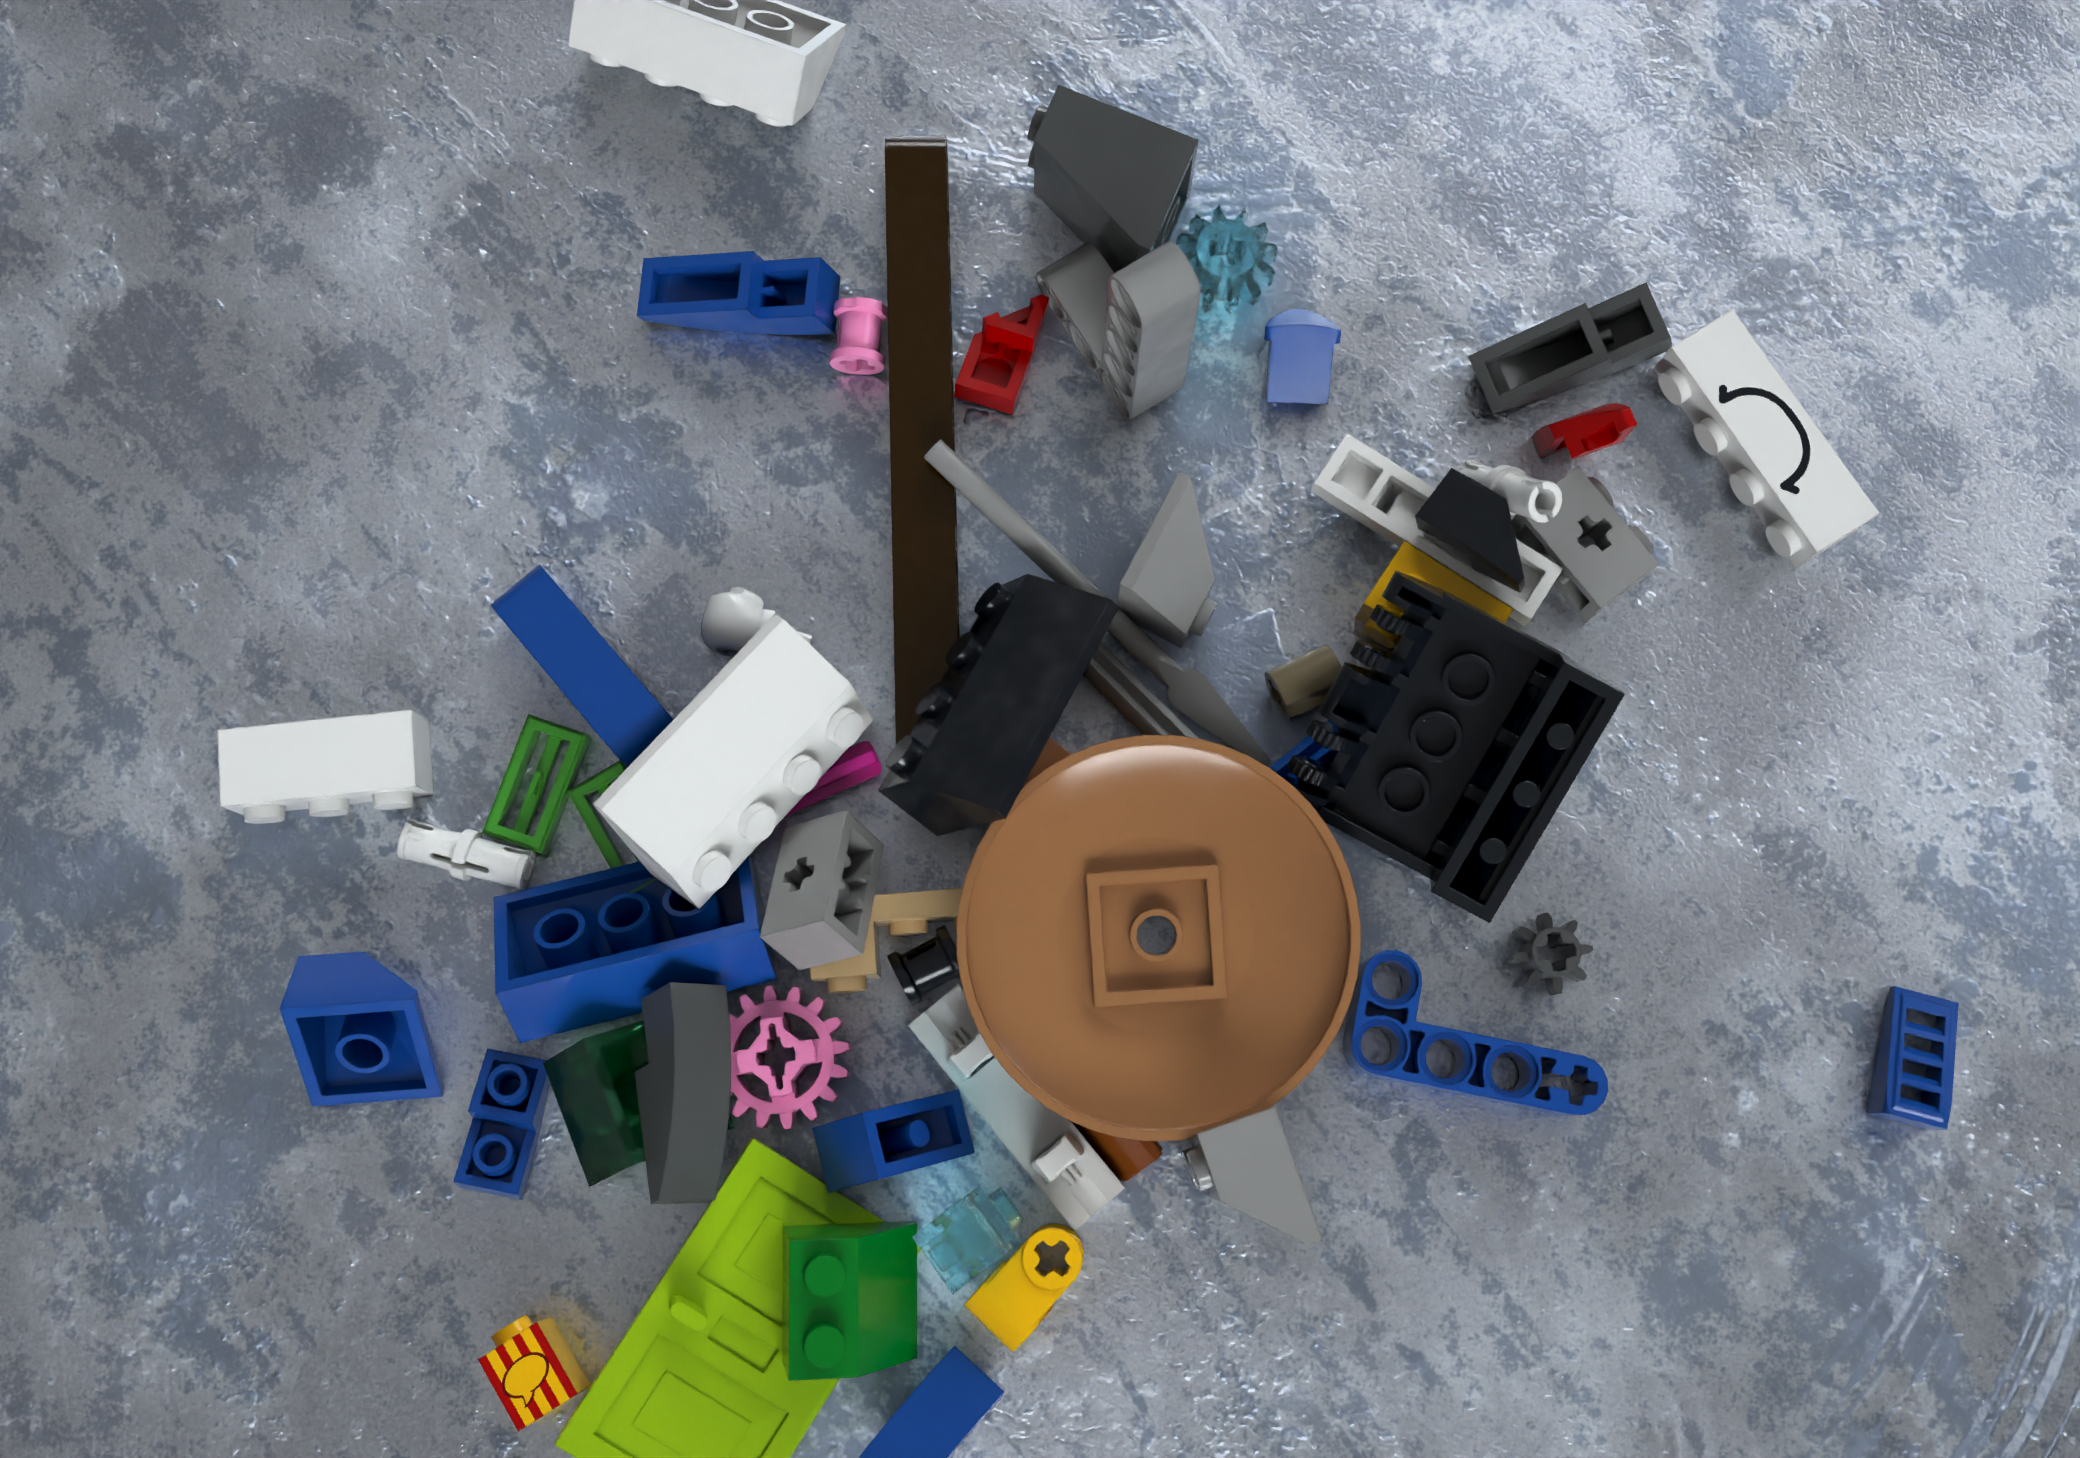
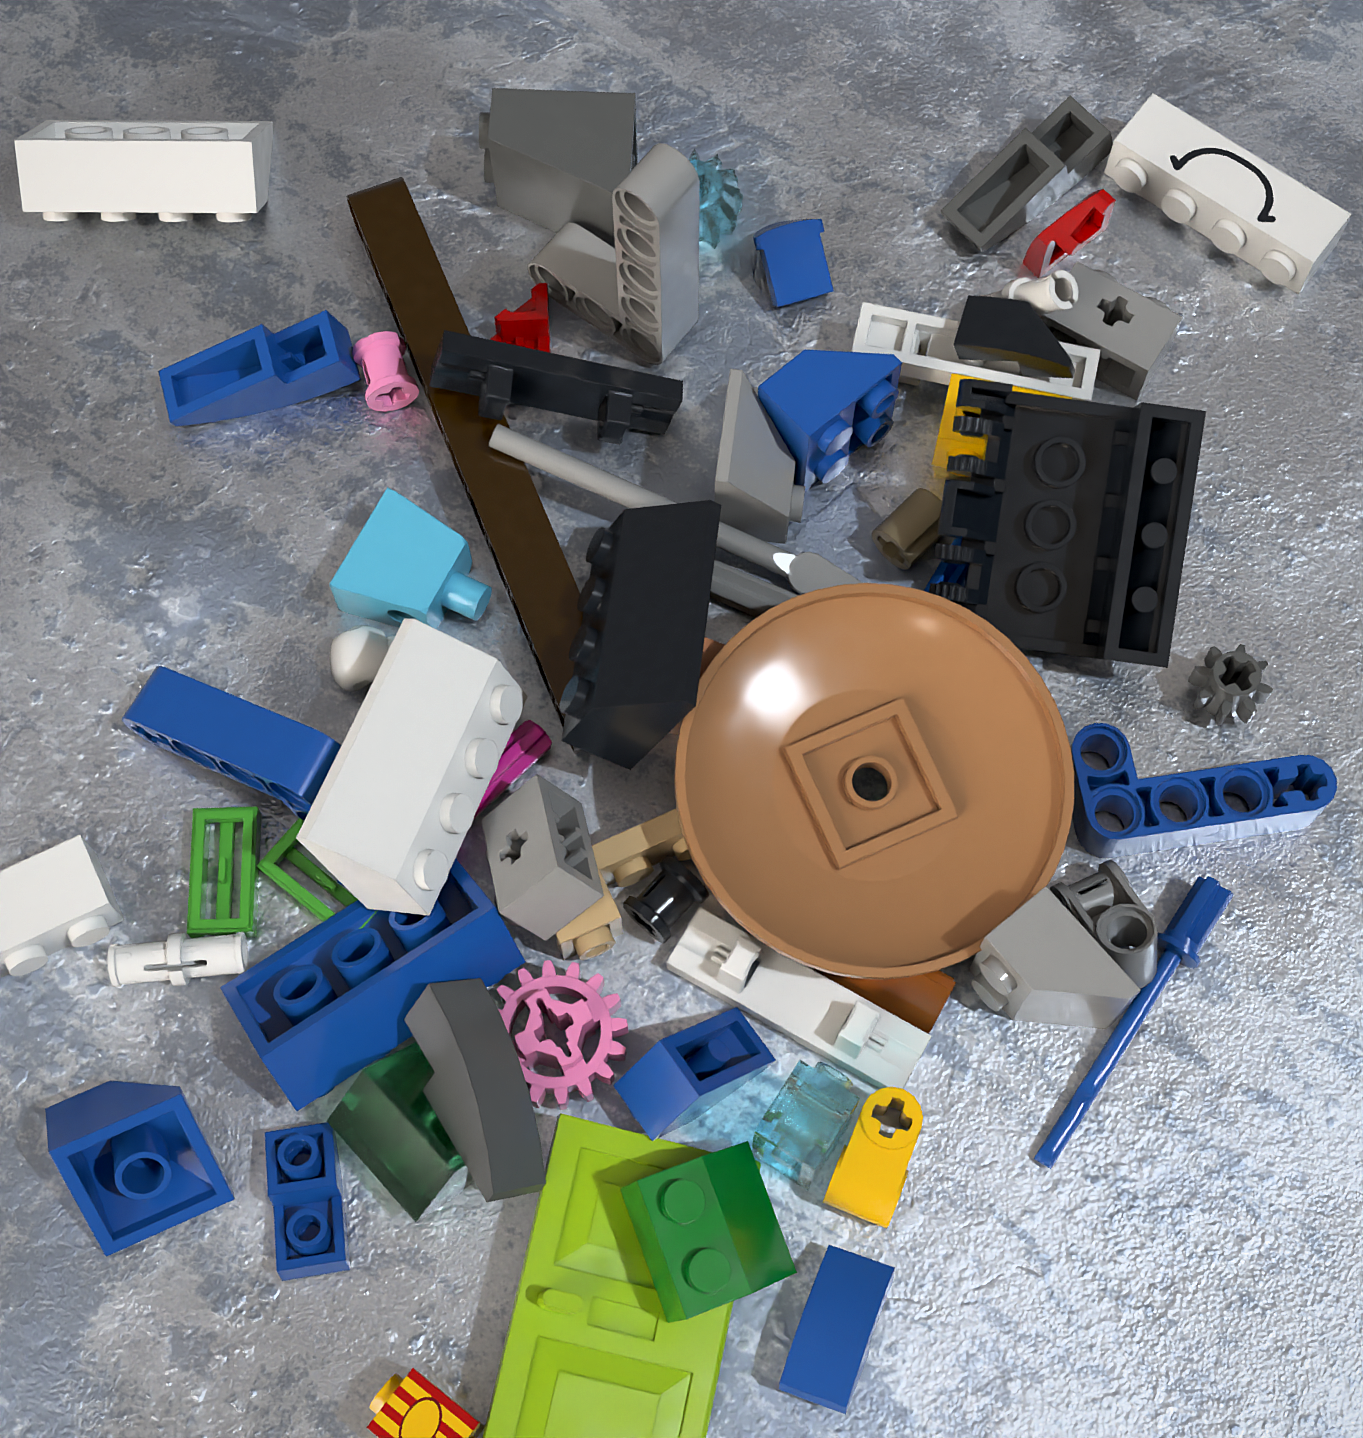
camera: 20 degrees left, 10 degrees down
(808, 550) = (407, 568): none -> medium azure torso
(999, 407) = (555, 383): none -> black hinge
(1266, 534) = (831, 407): none -> blue slope
(1333, 1135) = (1114, 919): none -> light grey piece
(1395, 1185) = (1178, 945): none -> blue piece

